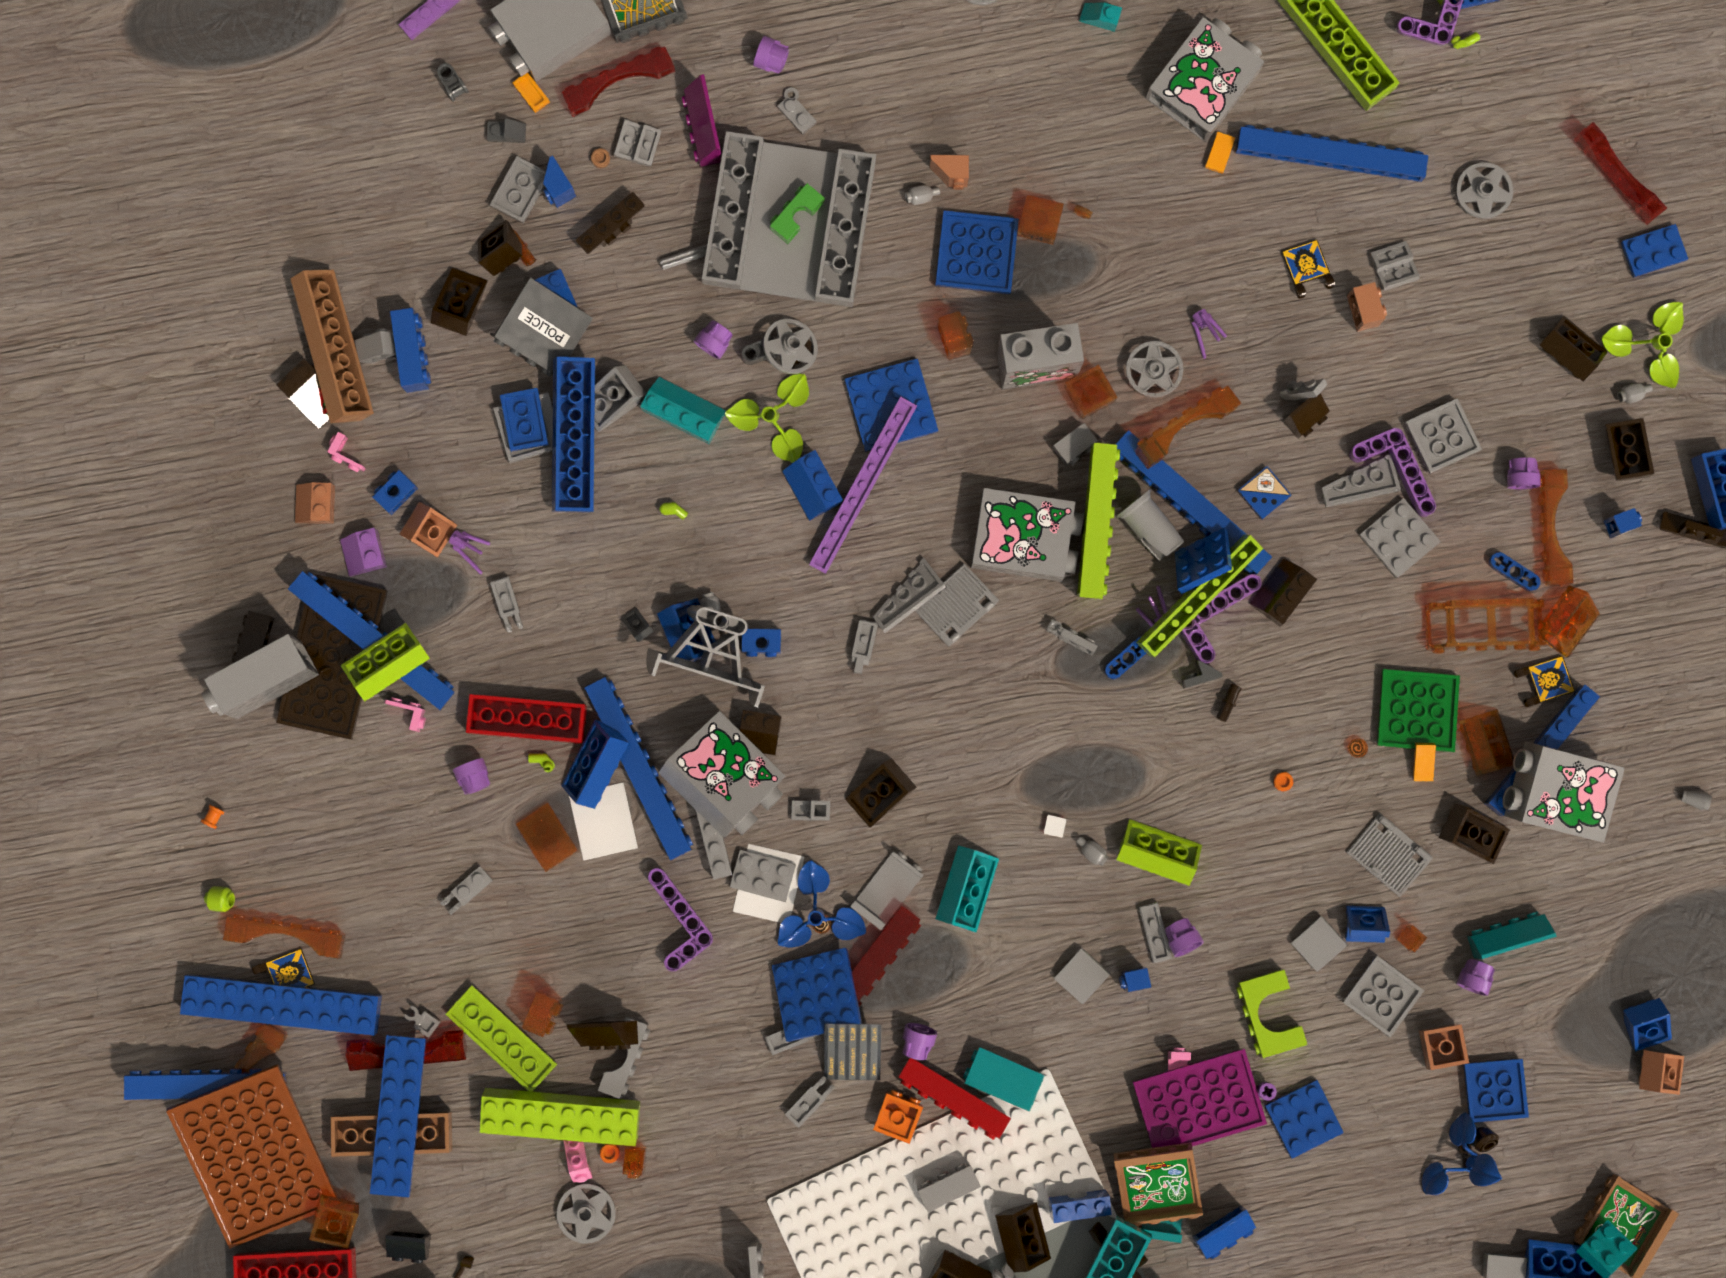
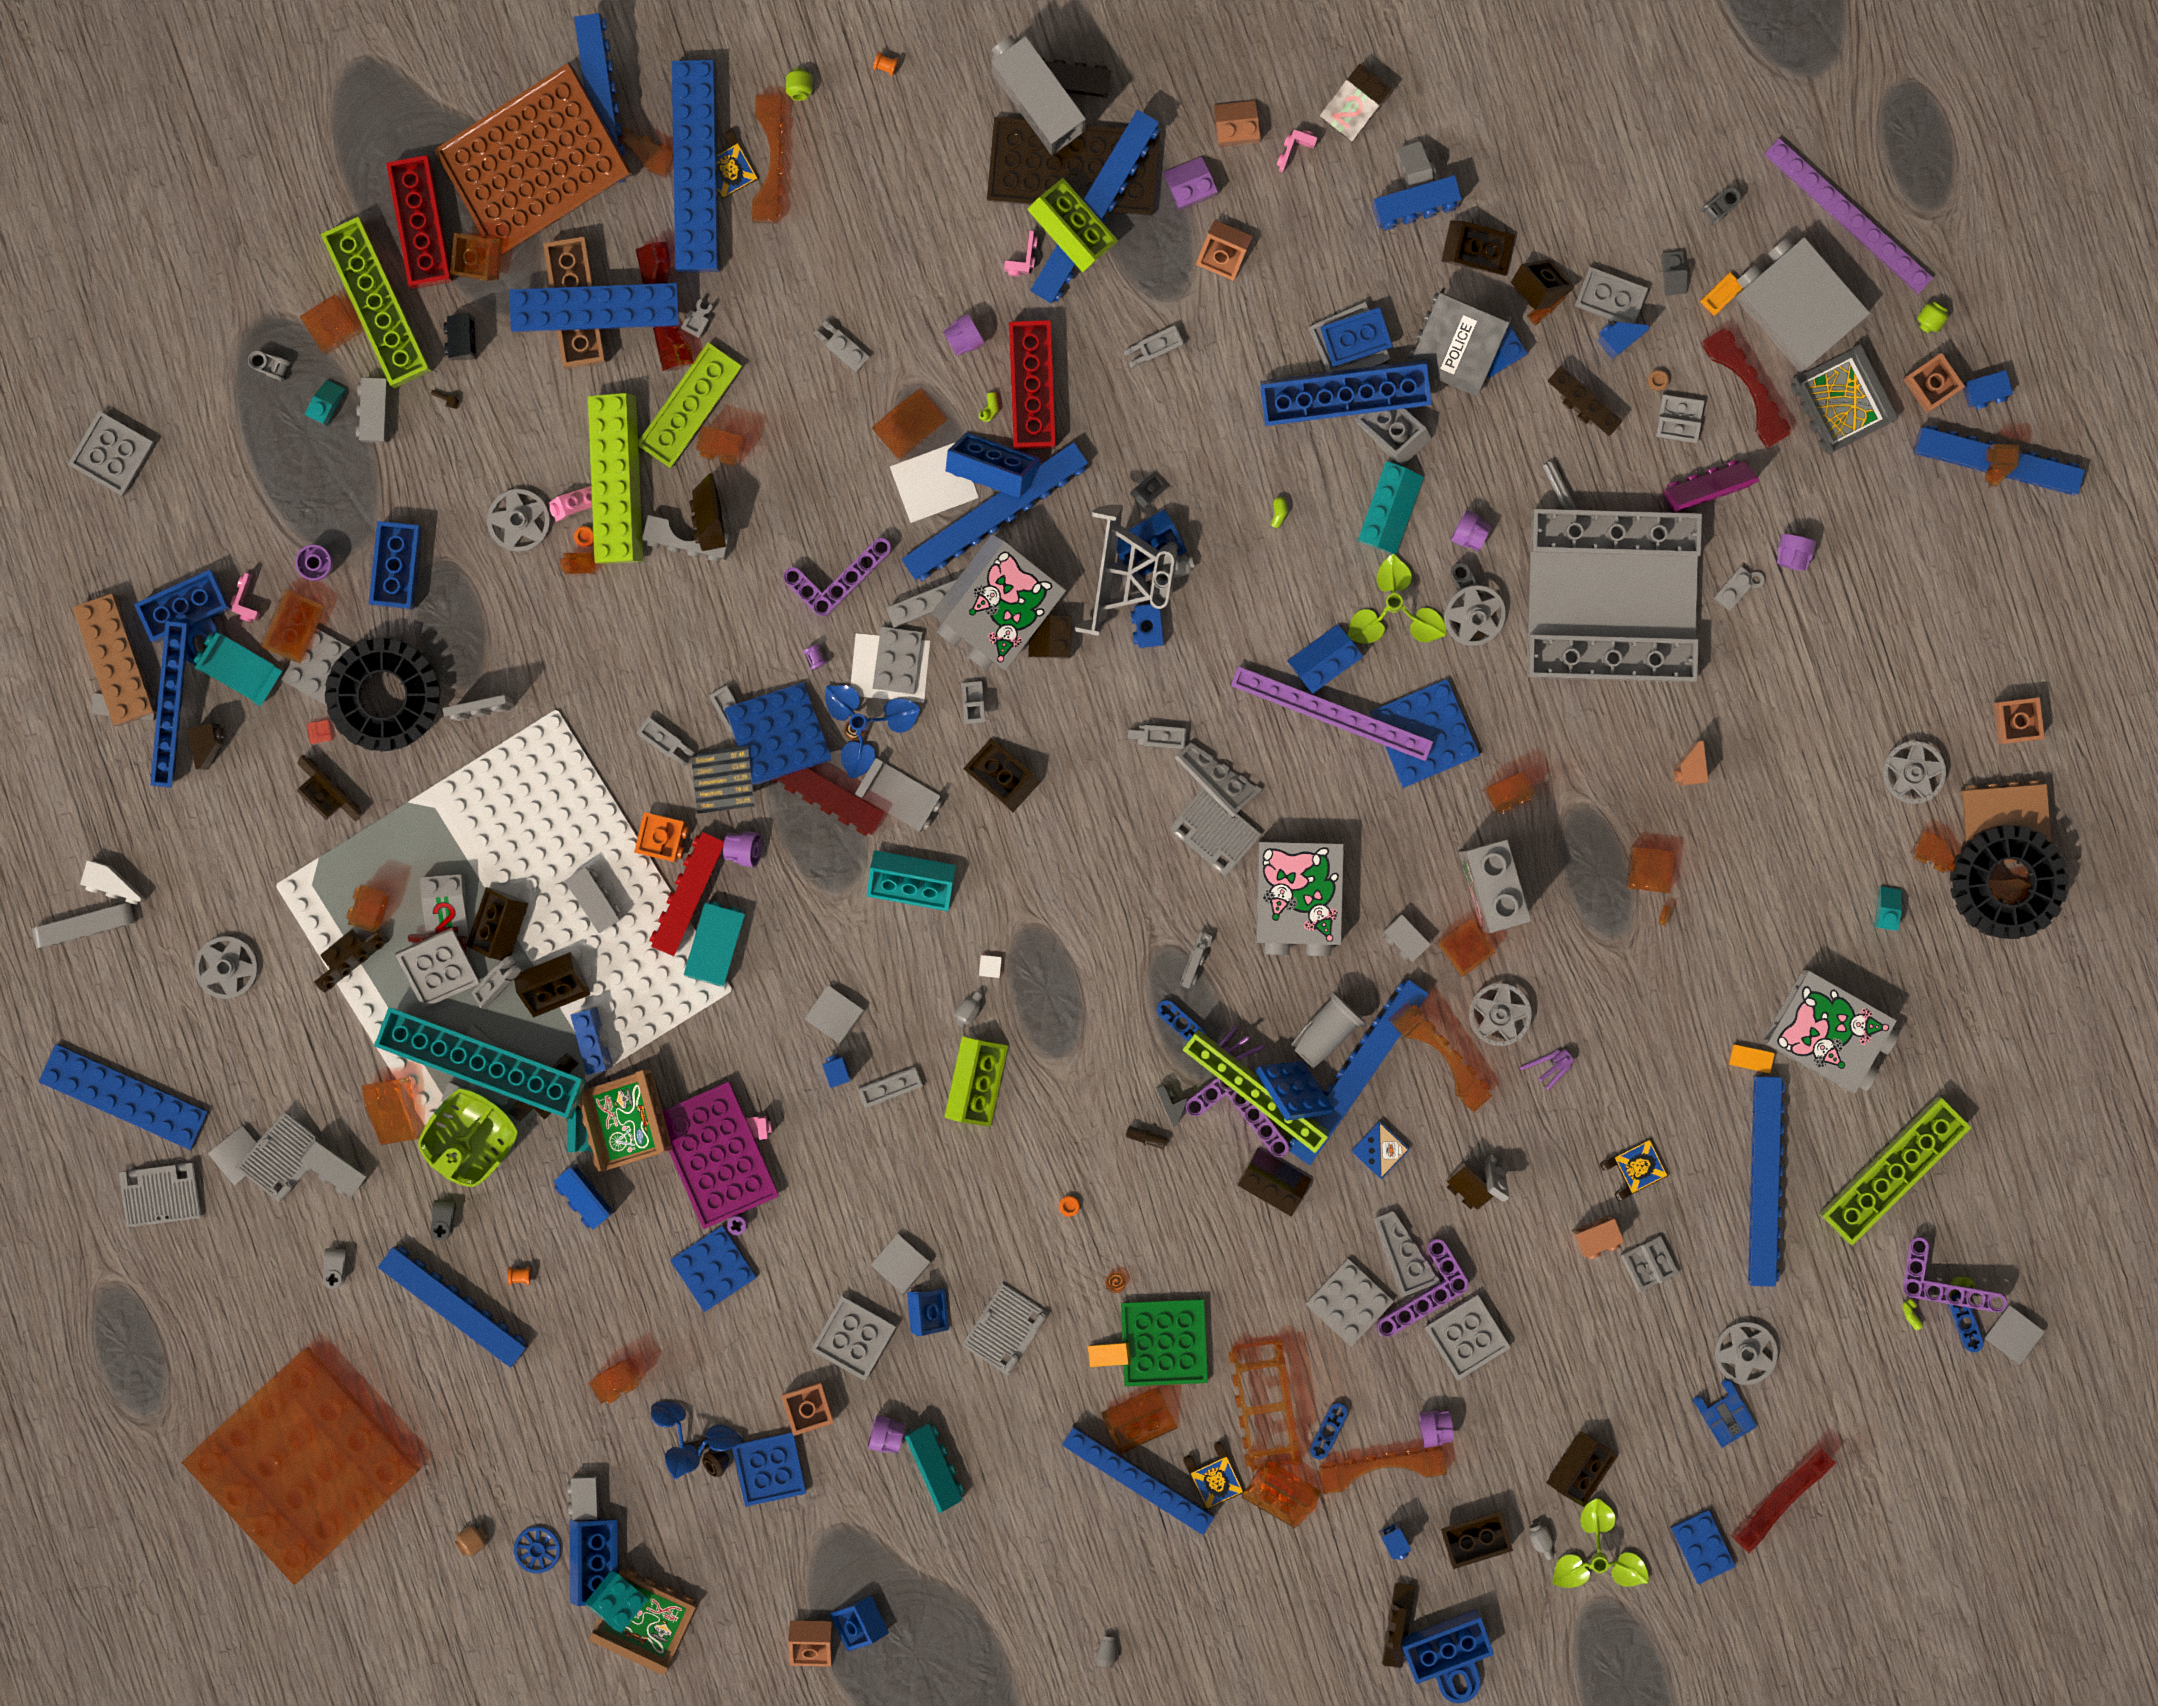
camera: 85 degrees right, 5 degrees up
(331, 346) = (1410, 117): medium nougat brick -> none
(393, 503) = (1264, 219): blue brick -> none
(459, 540) = (1216, 287): medium lavender plant -> none
(749, 951) = (815, 657): none -> medium lavender bush
(806, 200) = (1638, 610): bright green arch -> none
(921, 194) = (1662, 736): light grey plant -> none
(977, 252) = (1605, 805): blue plate -> none
(1097, 520) = (1323, 971): lime brick -> none
(1183, 937) = (888, 1117): medium lavender piece -> none
(1252, 993) = (840, 1199): lime arch -> none
(1399, 1224) = (614, 1380): none -> clear orange brick
(1411, 938) = (918, 1361): clear orange panel -> none
(1474, 833) = (1039, 1416): dark brown slope -> none
(1540, 215) = (1727, 1417): none -> blue flag
(1563, 791) = (1094, 1504): brick -> none

